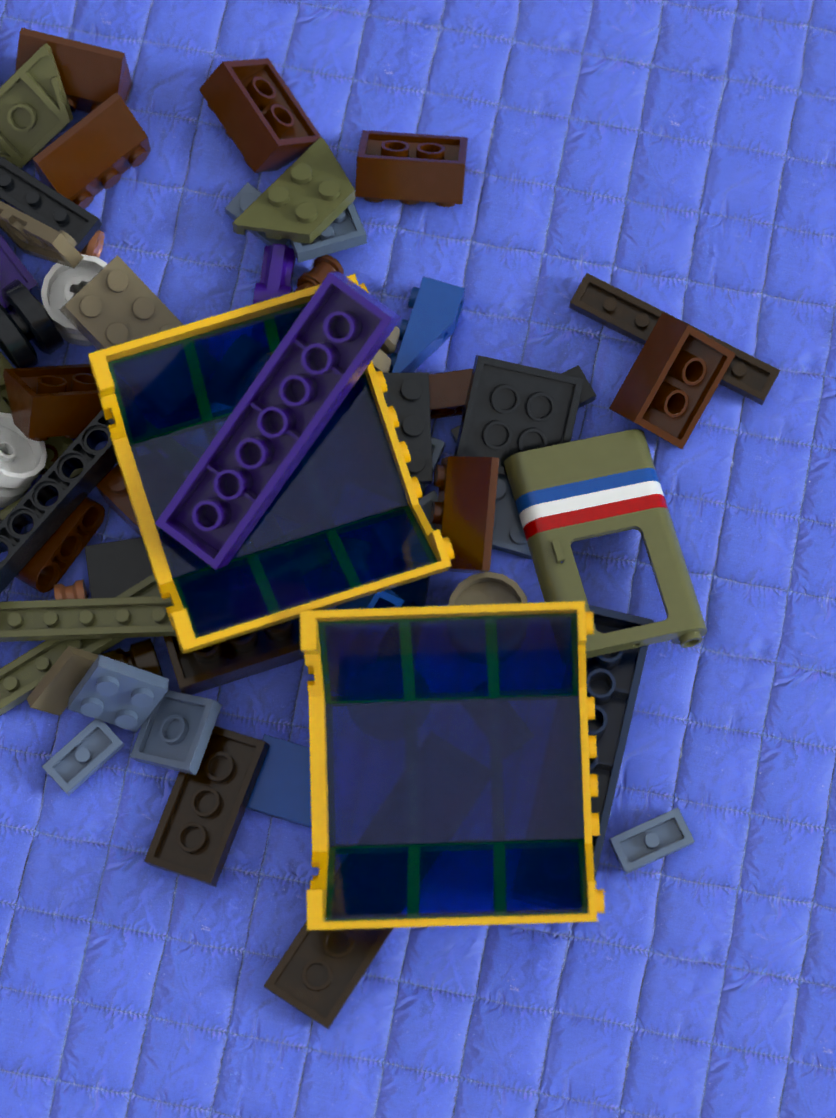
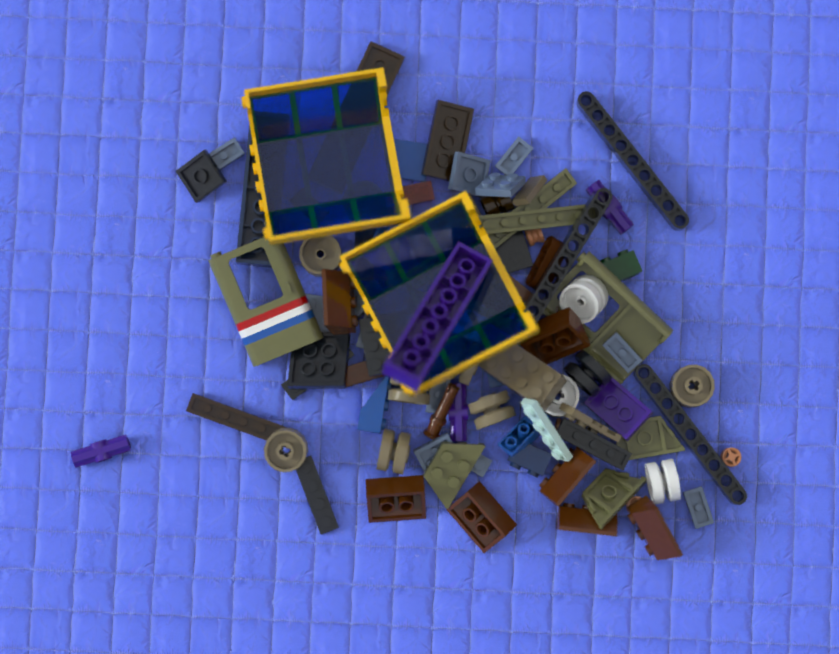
camera: 165 degrees right, 10 degrees up
(116, 228) = (546, 429): none -> light aqua plate
(156, 202) = (532, 459): none -> dark blue brick
(160, 232) = (519, 436): none -> blue slope
(208, 283) = (491, 409): none -> dark tan wheel
(280, 713) = (418, 193): none -> clear red plate
(402, 239) = (394, 451): none -> dark tan wheel
(557, 196) = (316, 496): none -> black plate
(601, 266) = (277, 457): none -> dark tan wheel
(672, 380) = (242, 394): reddish brown slope -> none
(701, 805) = (201, 176): none -> black tile

